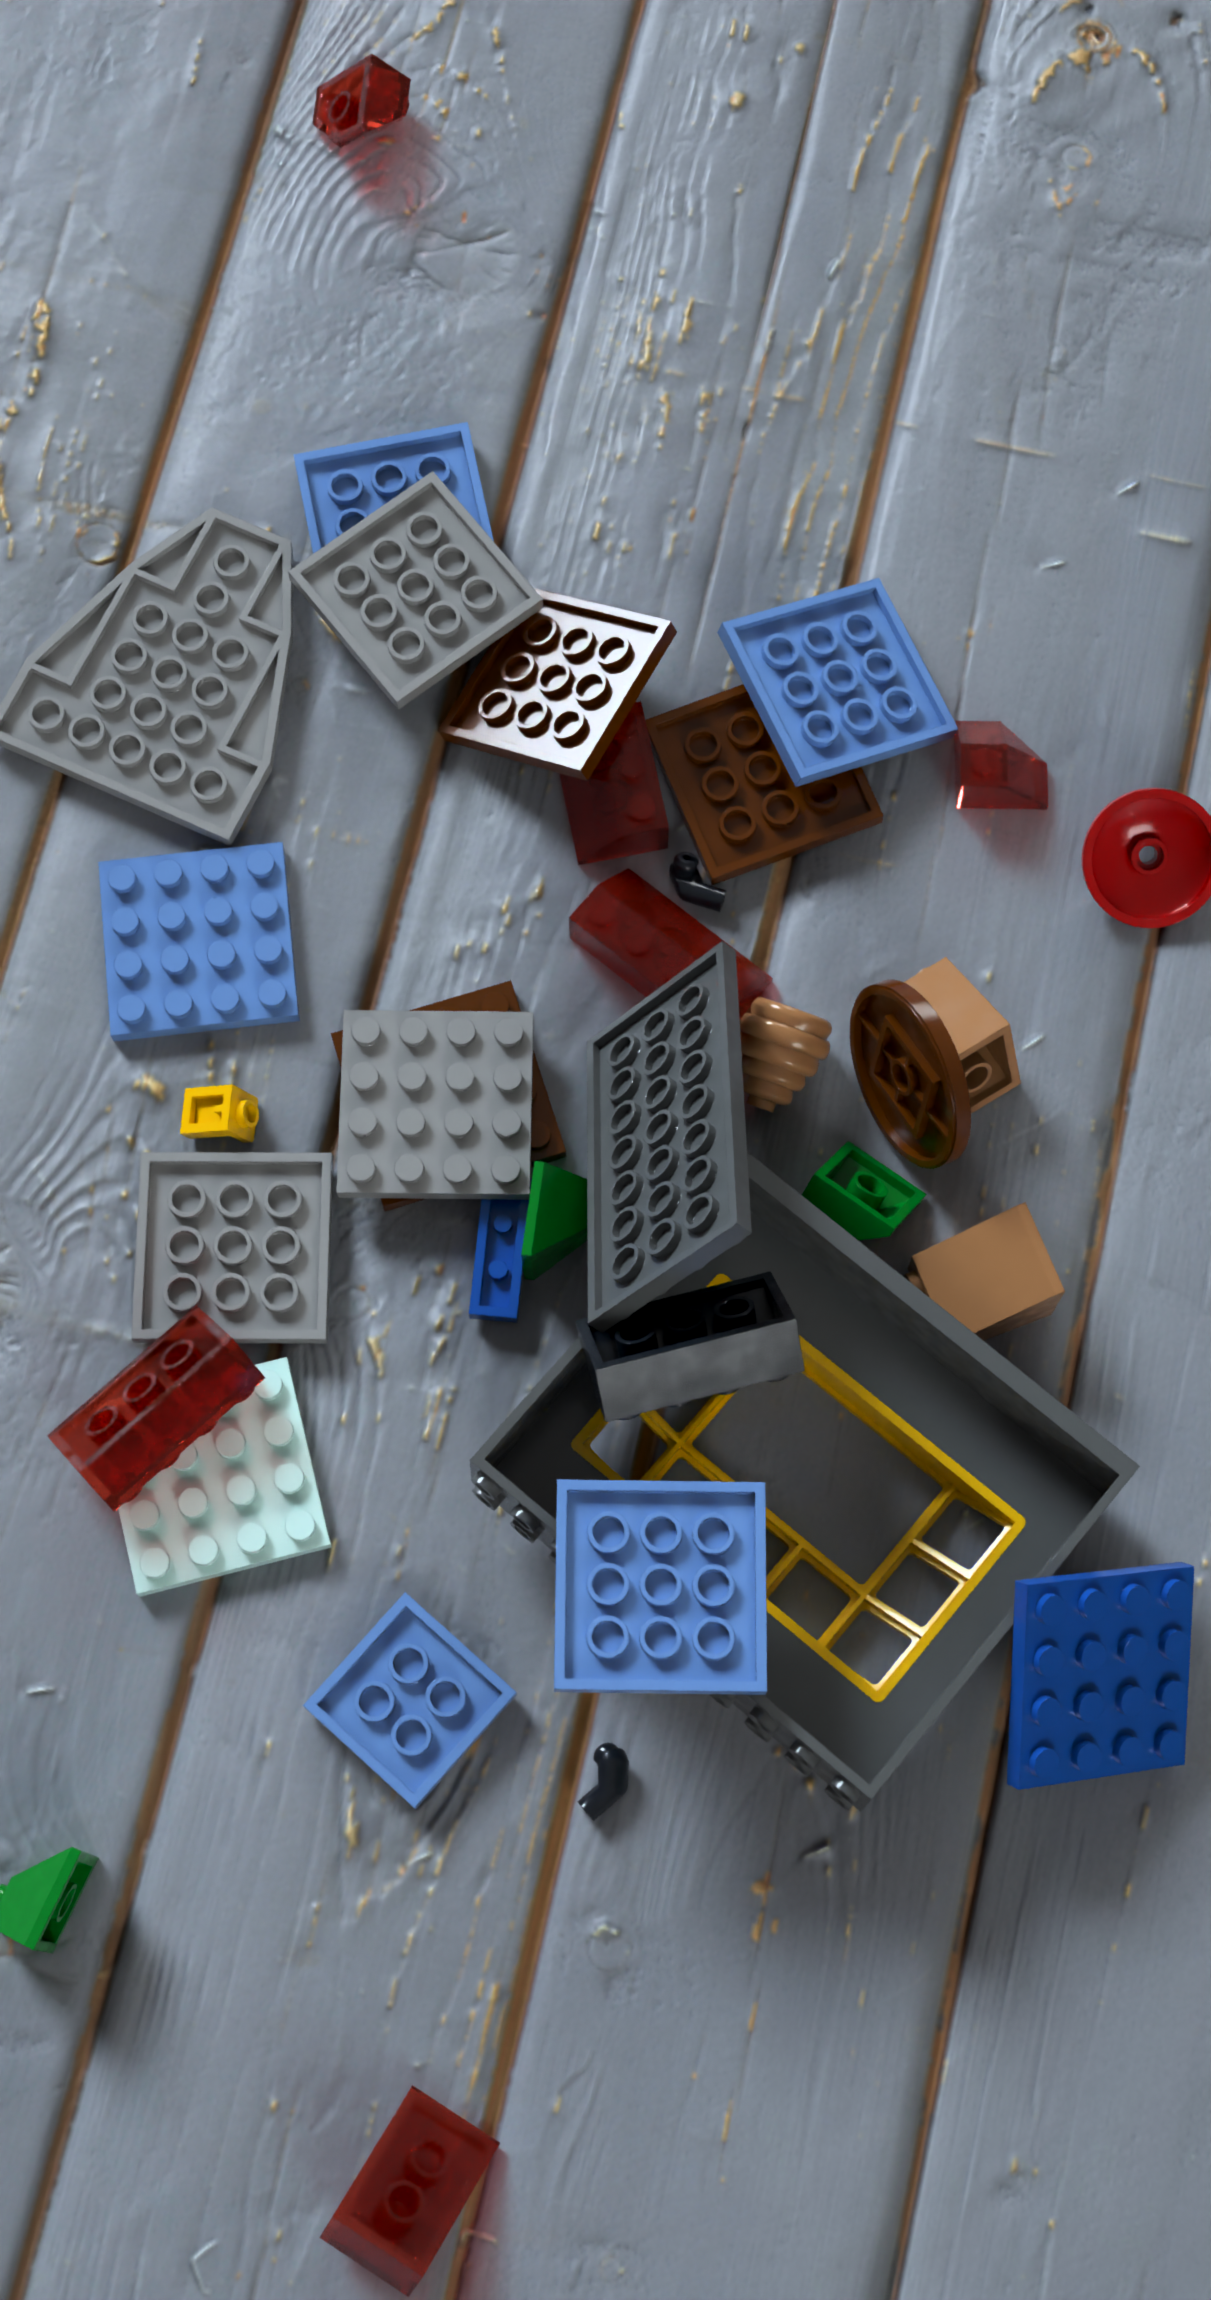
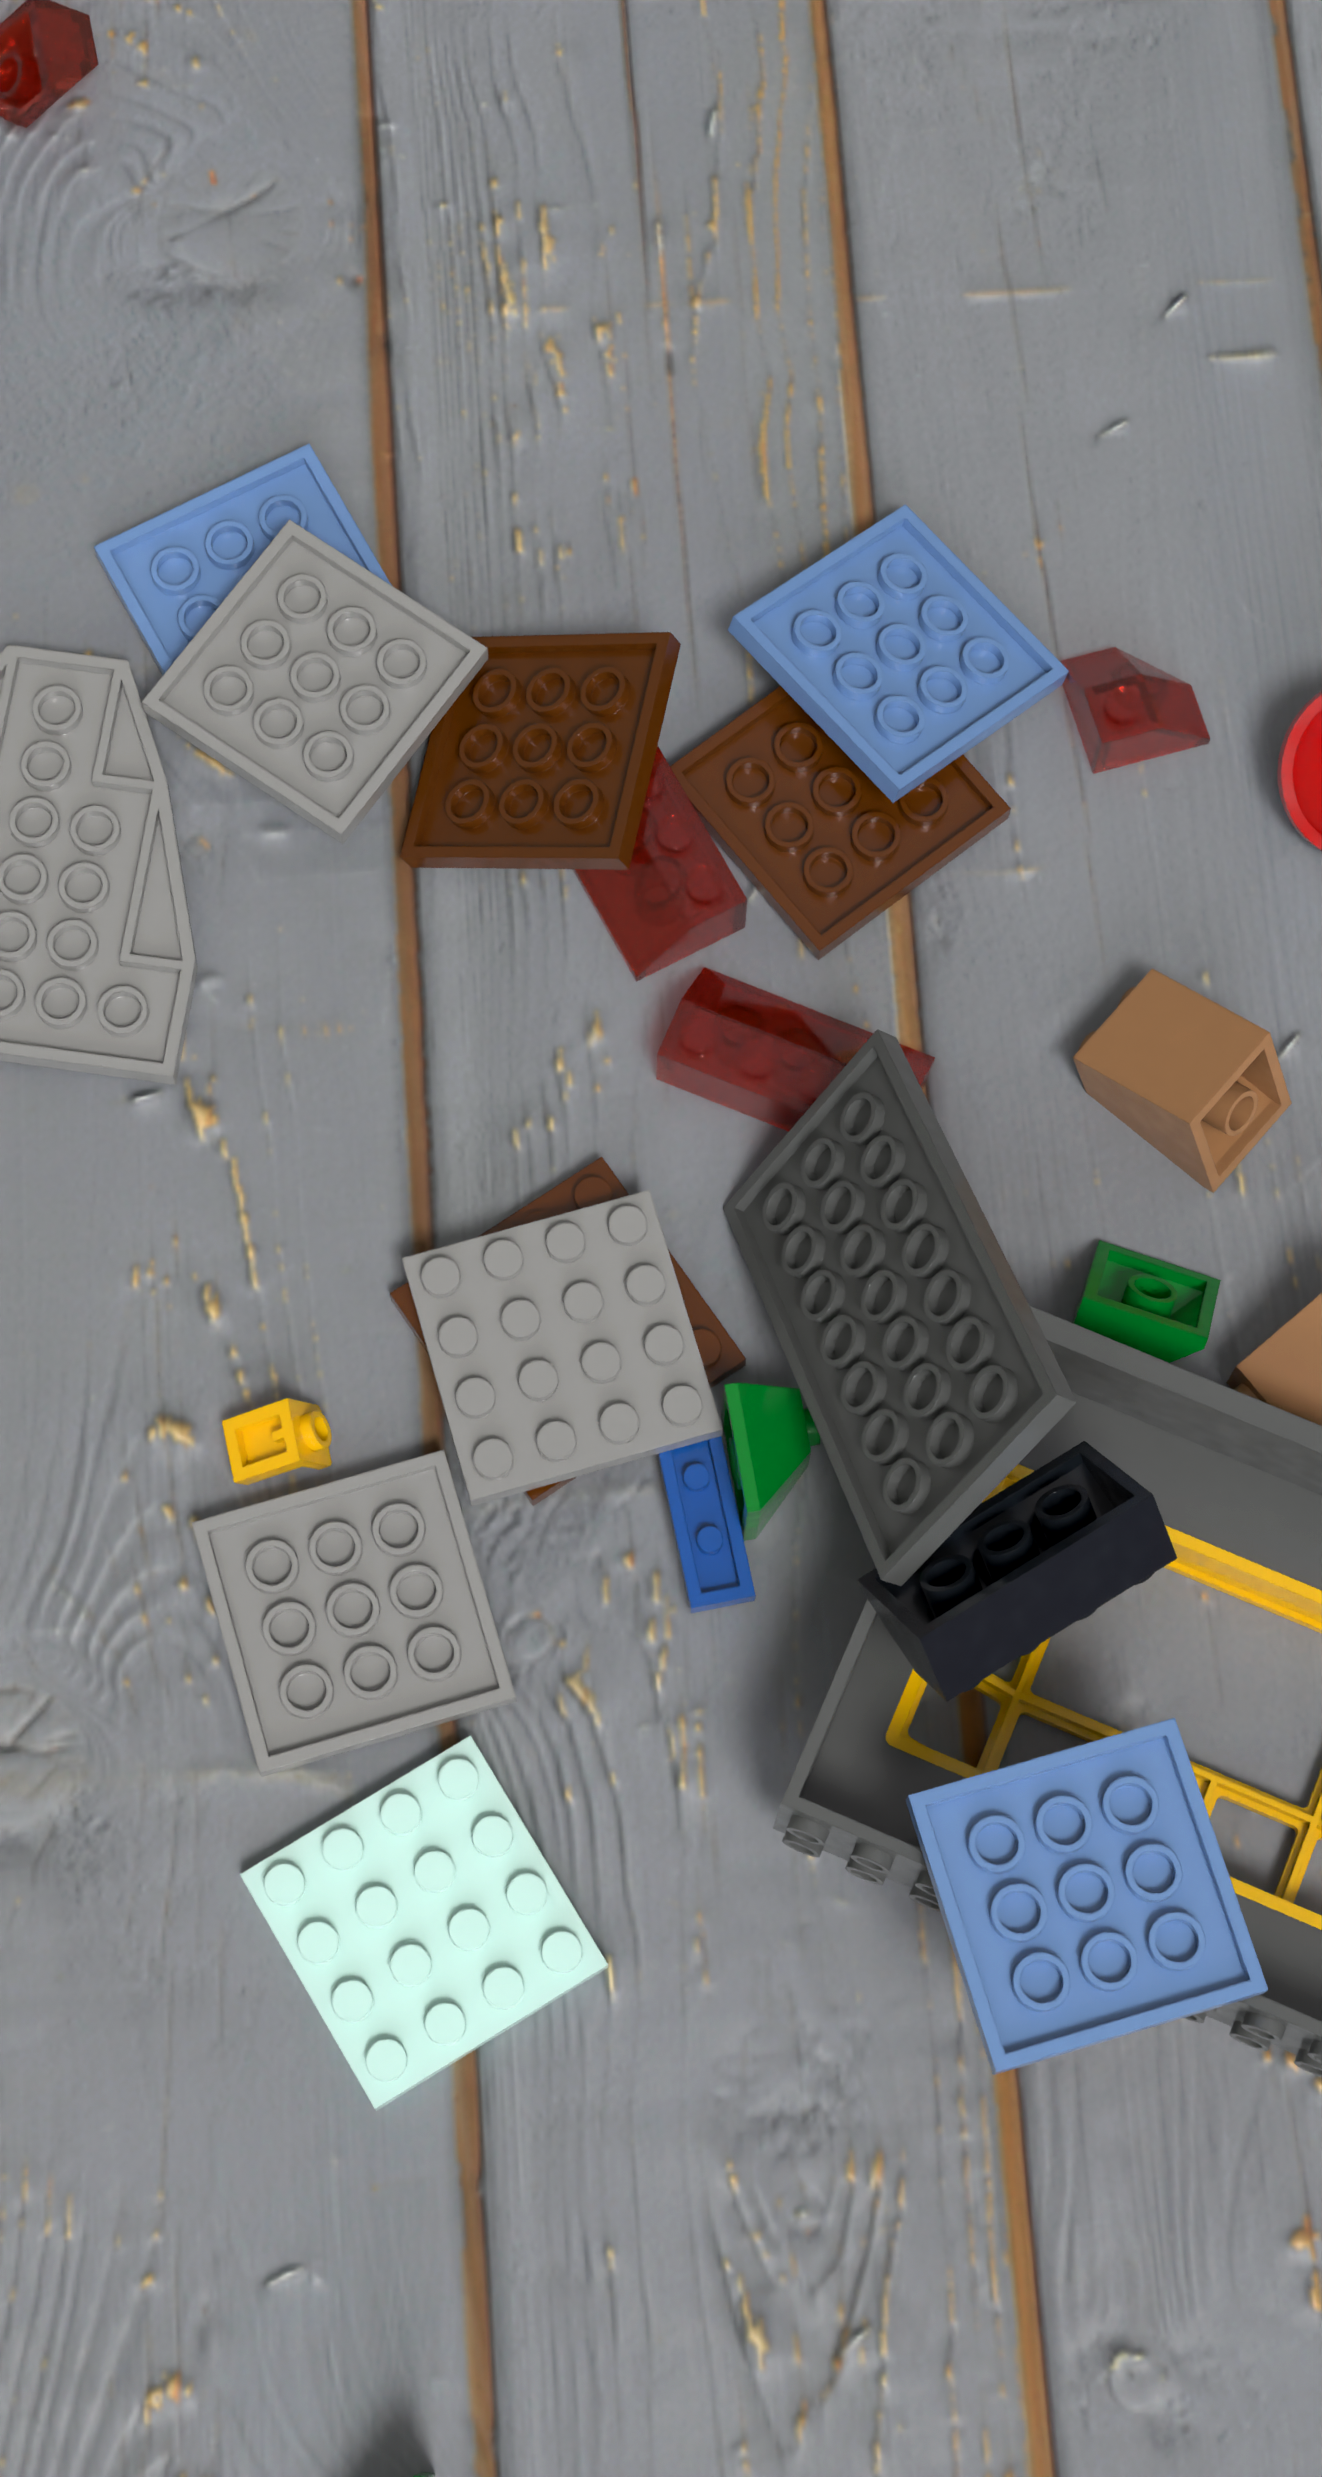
camera: 20 degrees left, 0 degrees up
(156, 1407) = (326, 1855): clear red slope -> none
(198, 941) = (173, 1222): medium blue plate -> none
(410, 1700) = (779, 2138): medium blue plate -> none
(612, 1780) = (1072, 2159): black arm -> none
(690, 886) = (790, 966): black arm -> none
(780, 1051) = (992, 1140): medium nougat piece -> none
(910, 1074) = (1166, 1132): reddish brown plate -> none

